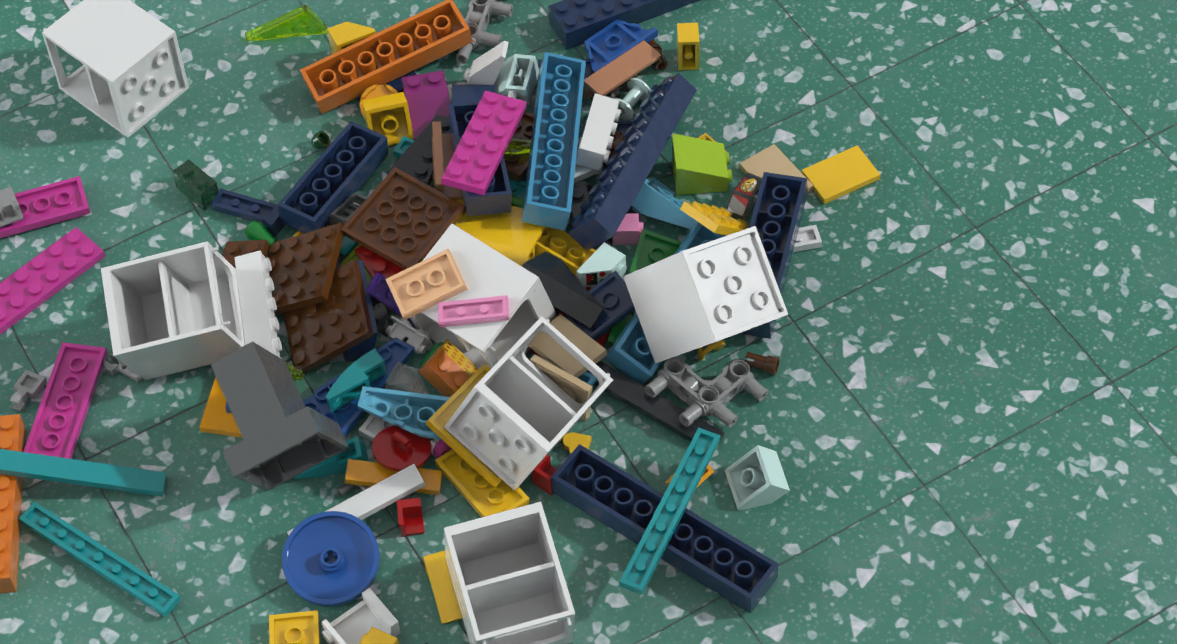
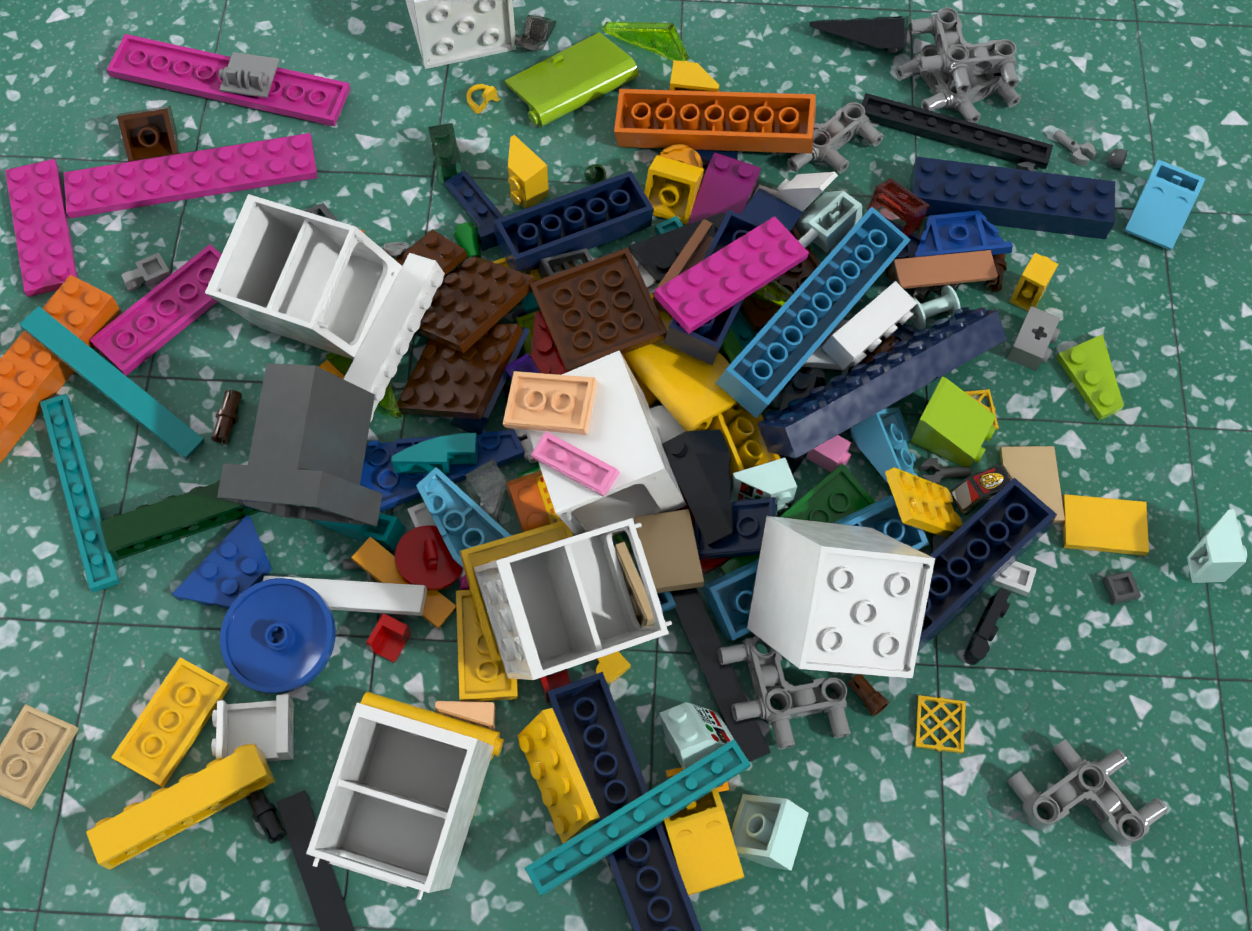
camera: 30 degrees right, 10 degrees up
(171, 449) = (226, 416): none -> reddish brown pin
(195, 527) = (169, 521): none -> dark green brick
(197, 67) = (535, 33): none -> clear smoke slope
(199, 127) = (488, 94): none -> yellow piece
(251, 84) = (572, 78): none -> lime door
(256, 545) = (228, 569): none -> blue wing
(271, 165) = (526, 175): none -> yellow slope
(559, 43) = (901, 203): none -> clear red panel
(595, 525) = (557, 775): none -> yellow plate
(663, 450) = (693, 732): none -> light aqua slope
(712, 83) = (1034, 338): none -> light grey brick
(714, 199) = (942, 472): none -> dark grey bar
(723, 504) = (703, 844): none -> yellow slope
(768, 86) = (1093, 376): none -> lime wing
(809, 278) = (986, 628): none -> black hinge
(829, 368) = (941, 704): none -> yellow window
(878, 207) = (1121, 588): none -> dark grey tile
(924, 148) = (1218, 552): none -> light aqua slope
(950, 335) = (1102, 798): none -> light grey pin

